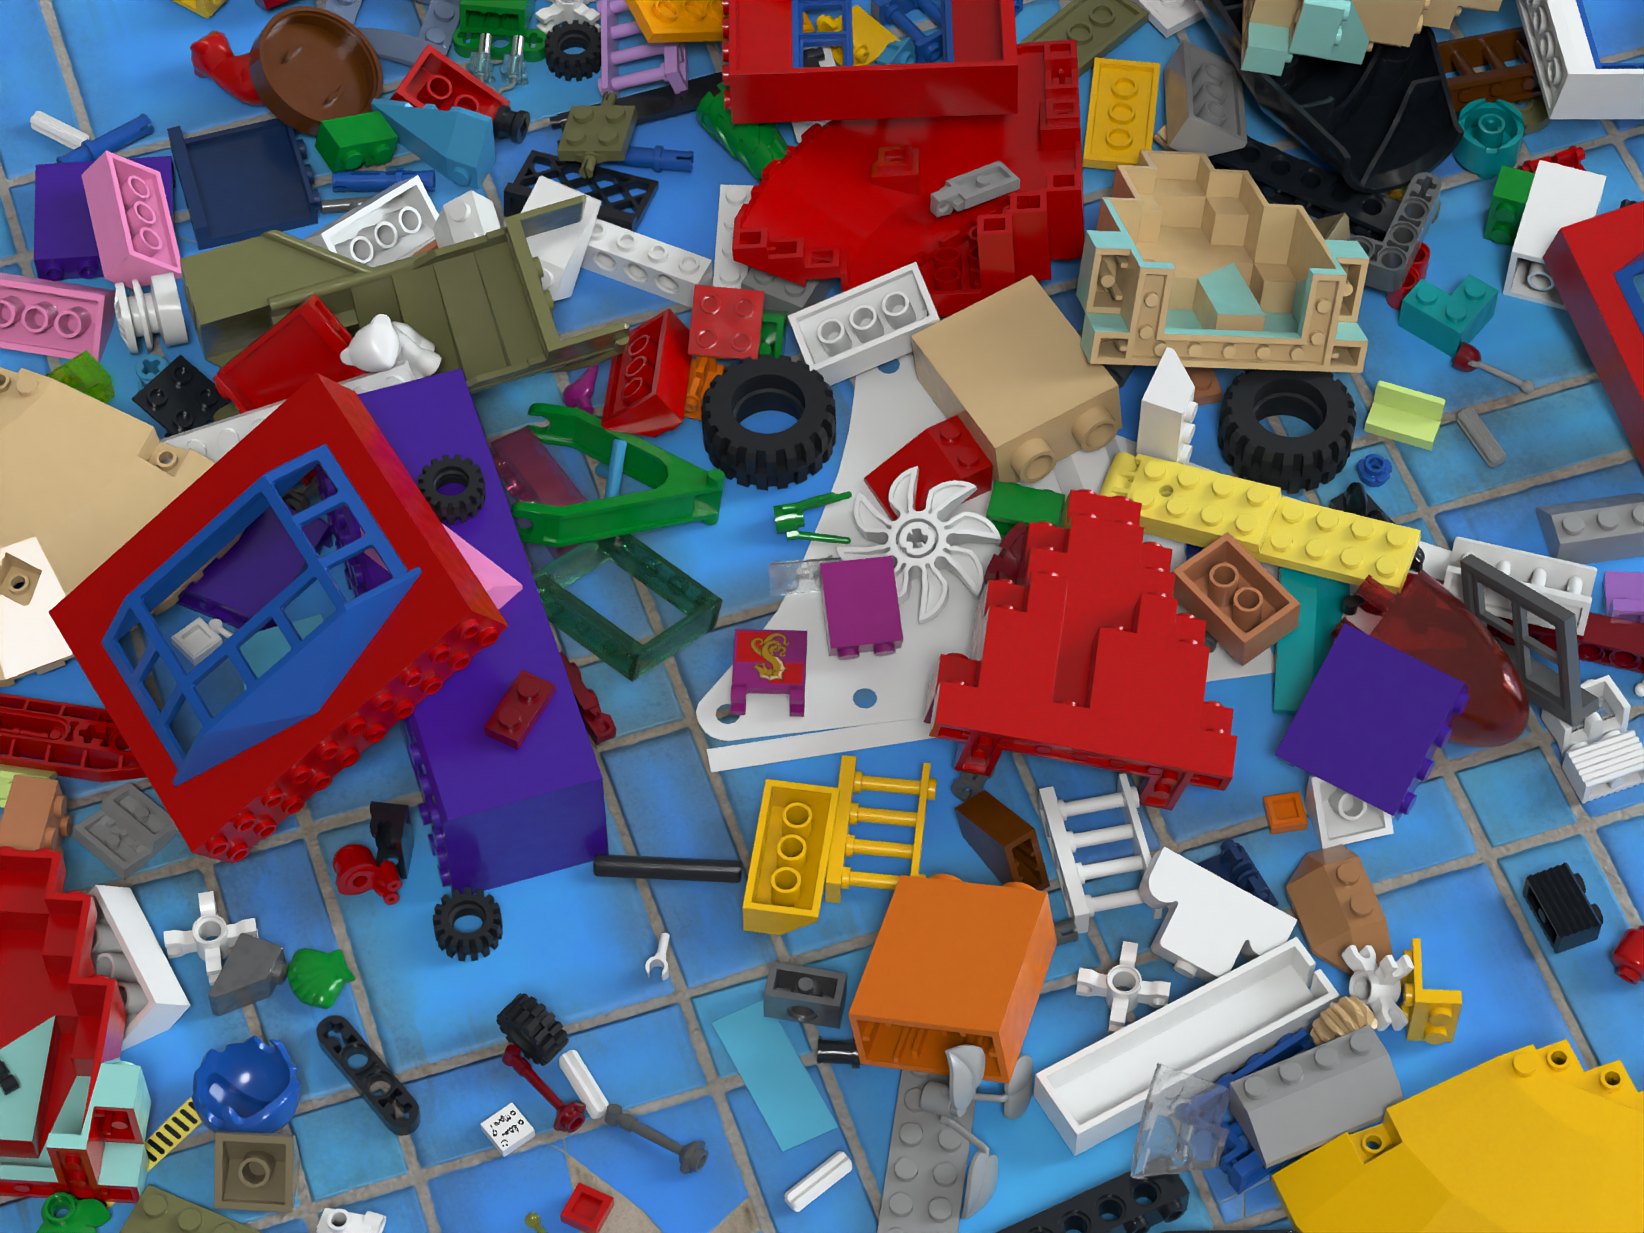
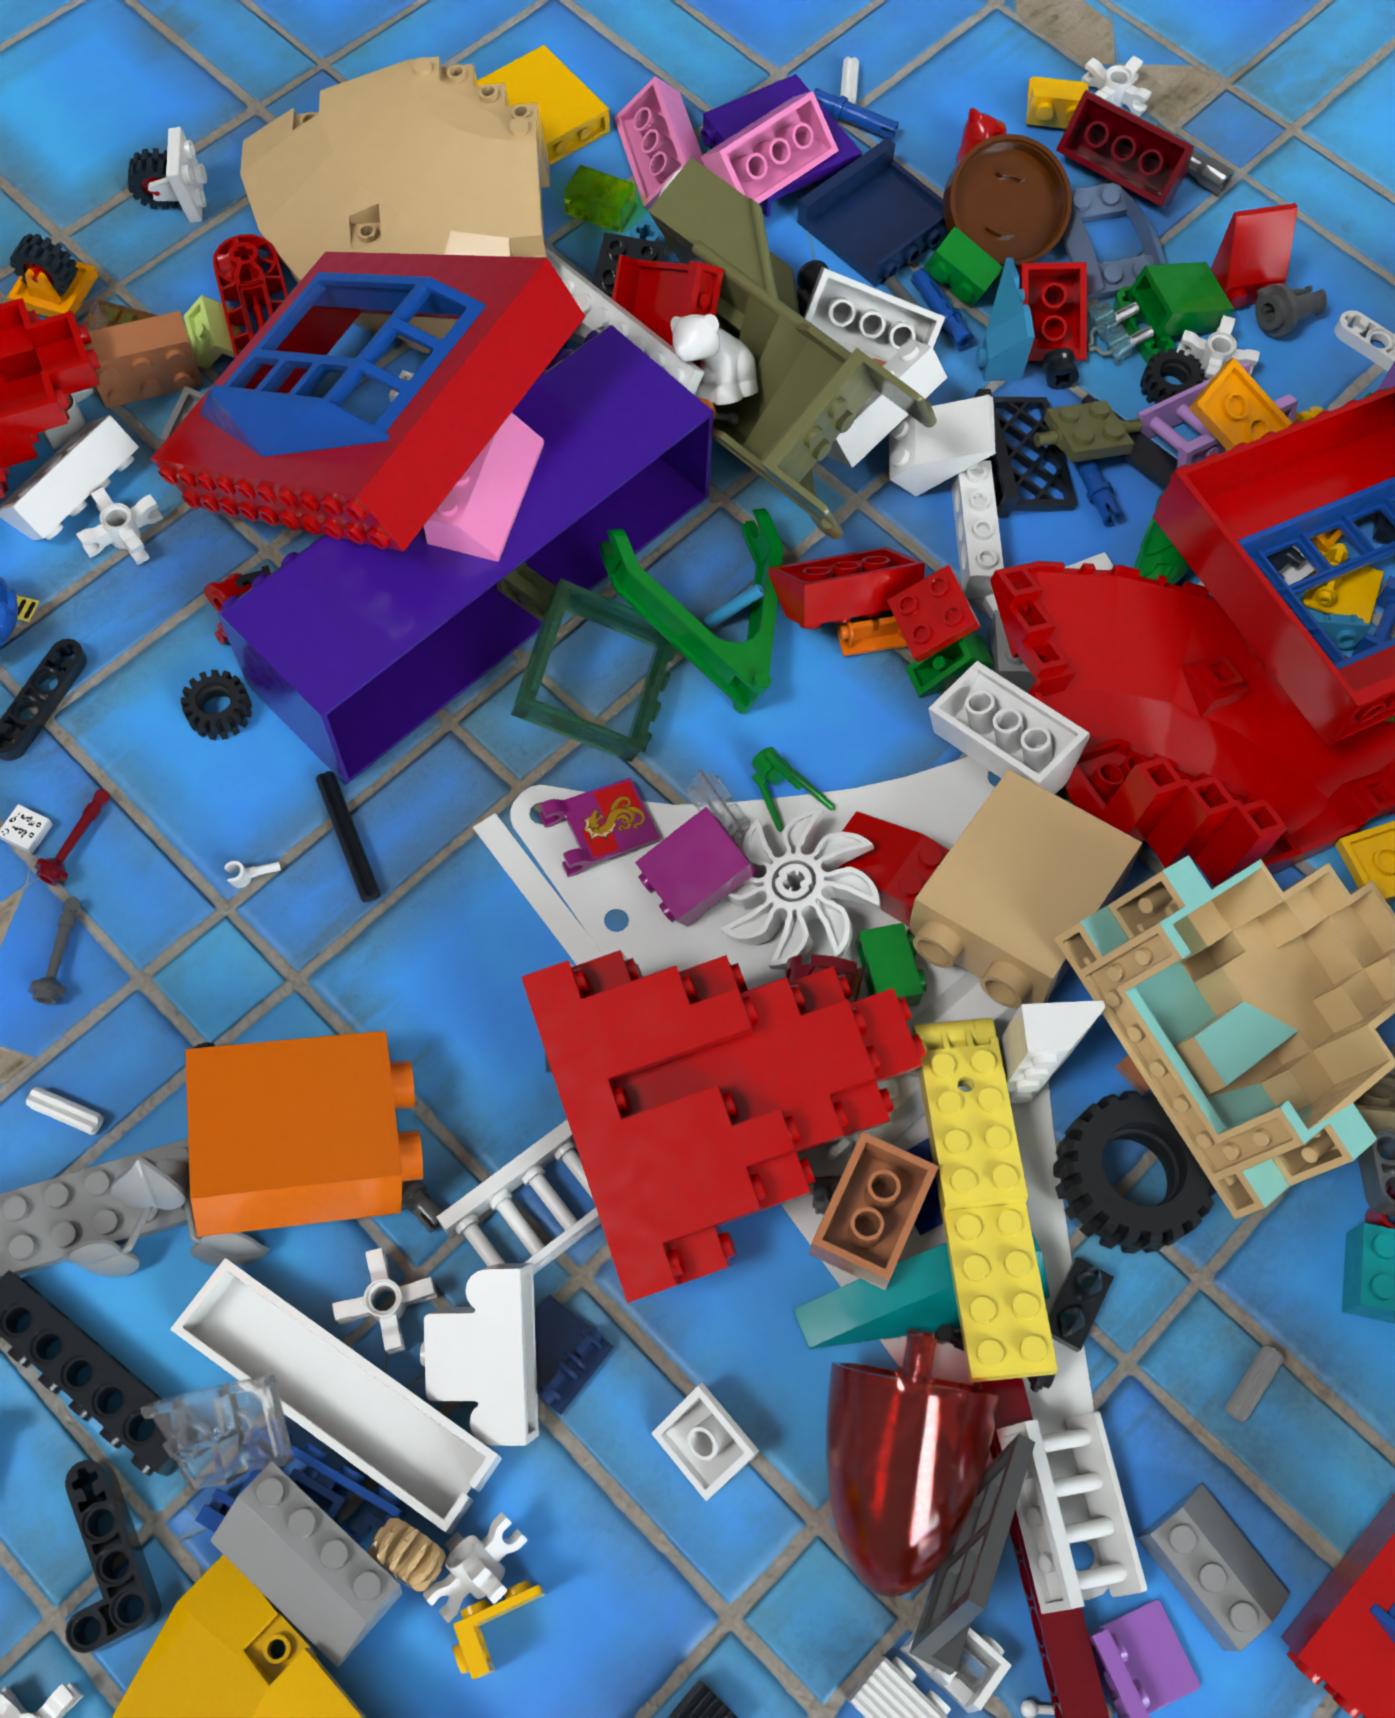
camera: 60 degrees right, 10 degrees up
(248, 975) = (95, 565): flat silver slope -> none
(318, 976) = (118, 618): green animal -> none
(453, 471) = (562, 440): black tyre -> none
(519, 709) = (359, 615): dark red plate -> none
(532, 1029) = (115, 799): black tyre -> none
(534, 475) = (692, 548): clear pink wedge -> none
(582, 390) = (816, 546): magenta animal -> none
(583, 1084) = (93, 868): white axle -> none
(598, 724) = (486, 686): dark red hinge -> none
(769, 386) = (869, 663): black tyre -> none
(774, 1076) = (171, 1023): medium azure sticker -> none
(789, 857) = (387, 925): yellow slope -> none
(805, 994) = (246, 1004): flat silver brick -> none
(850, 813) = (435, 970): yellow fence -> none
(973, 188) = (1233, 756): light grey hinge -> none
(1002, 841) = (496, 1113): reddish brown slope -> none
(1285, 813) = (675, 1374): orange tile -> none
(1337, 906) = (575, 1482): medium nougat wedge -> none
(1373, 721) = (780, 1424): dark purple panel -> none
(1374, 477) = (1136, 1291): blue plate -> none
(1405, 415) = (1228, 1290): yellowish green panel -> none
(1469, 359) = (1347, 1327): hinge -> none

